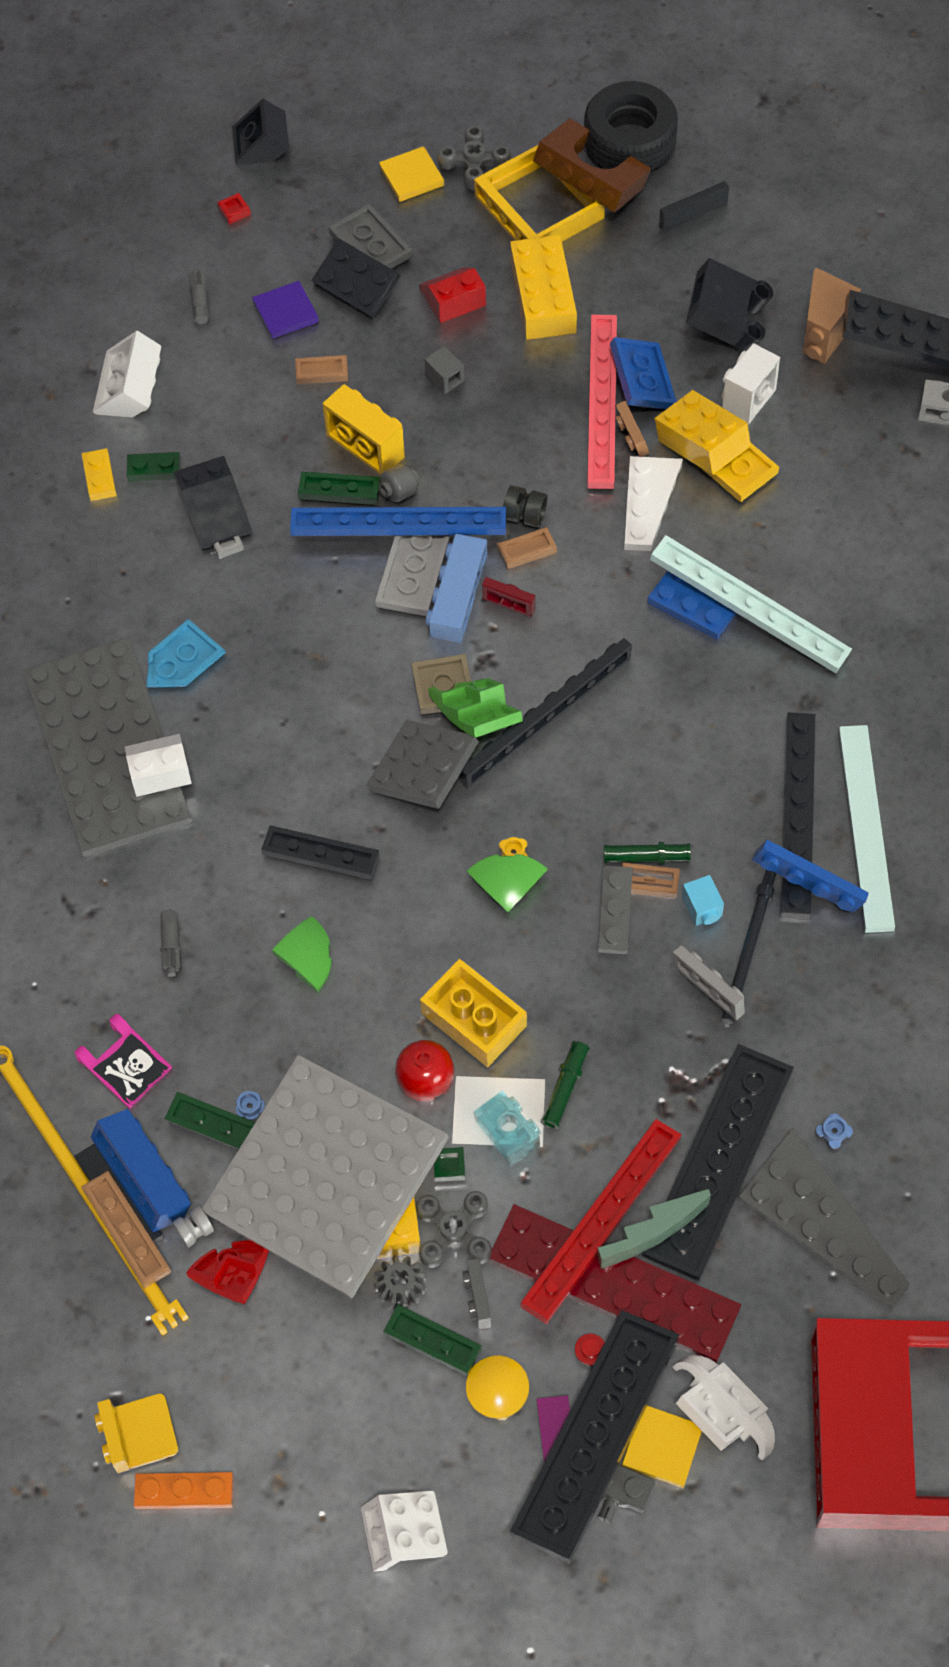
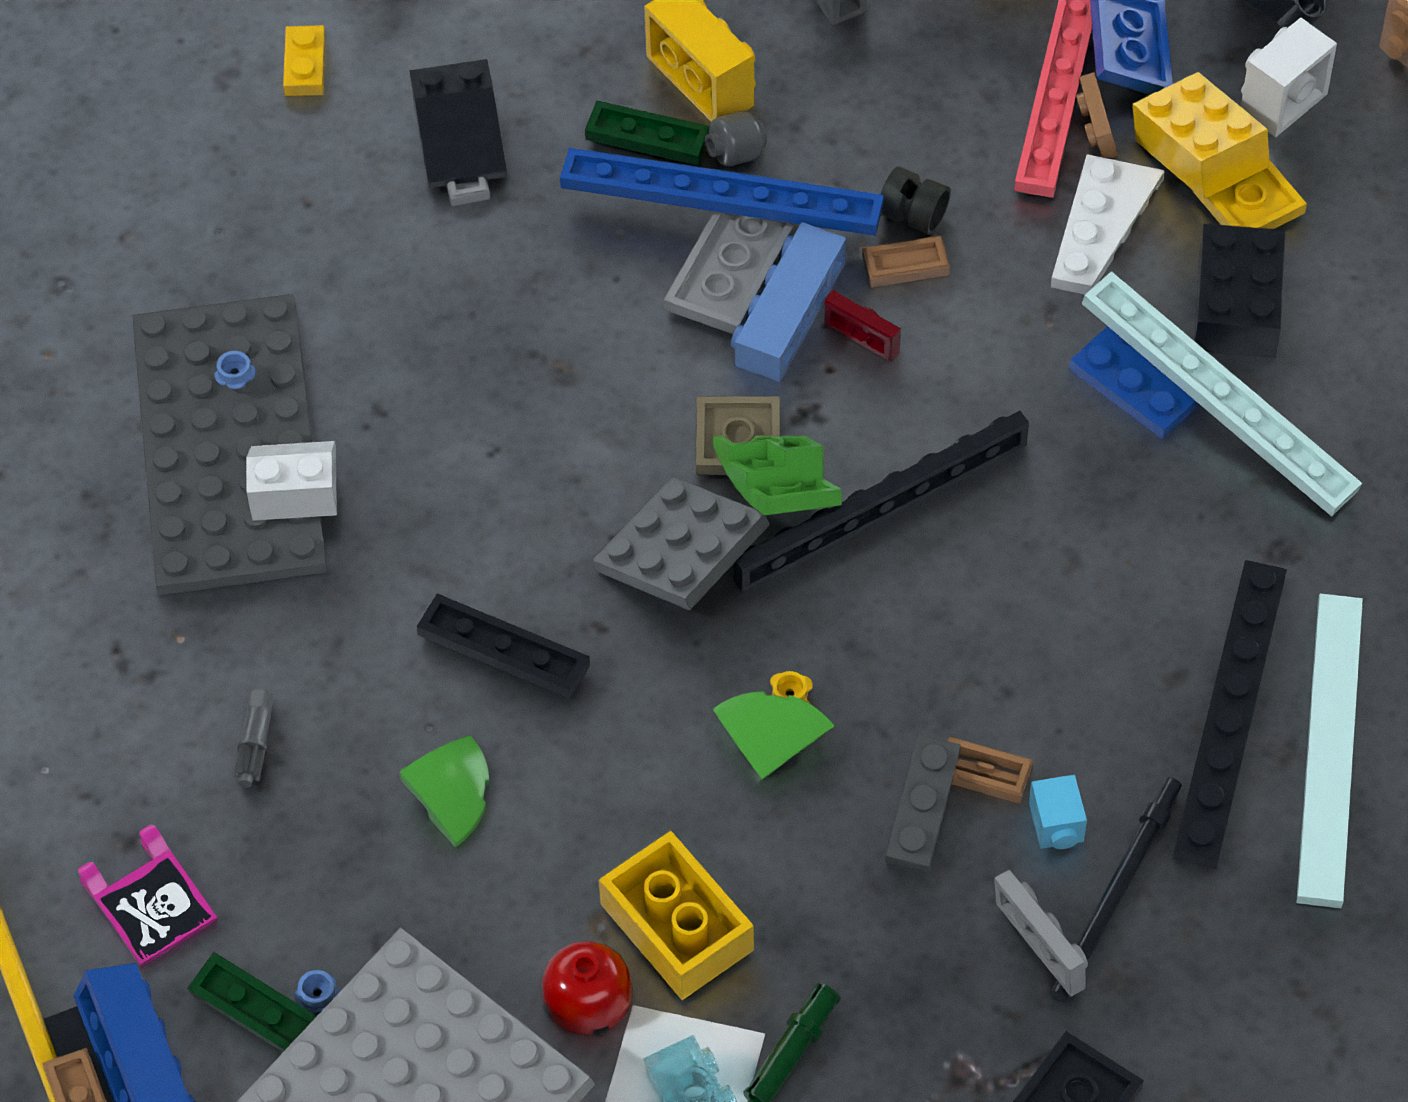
camera: 10 degrees right, 5 degrees down
(100, 691) = (234, 362): none -> medium blue plate
(152, 466) = (383, 60): dark green plate -> none
(181, 657) = (364, 334): dark azure tile -> none
(647, 853) = (990, 729): dark green pin -> none
(748, 532) = (1239, 290): none -> black brick
(810, 876) = (1226, 803): blue plate -> none

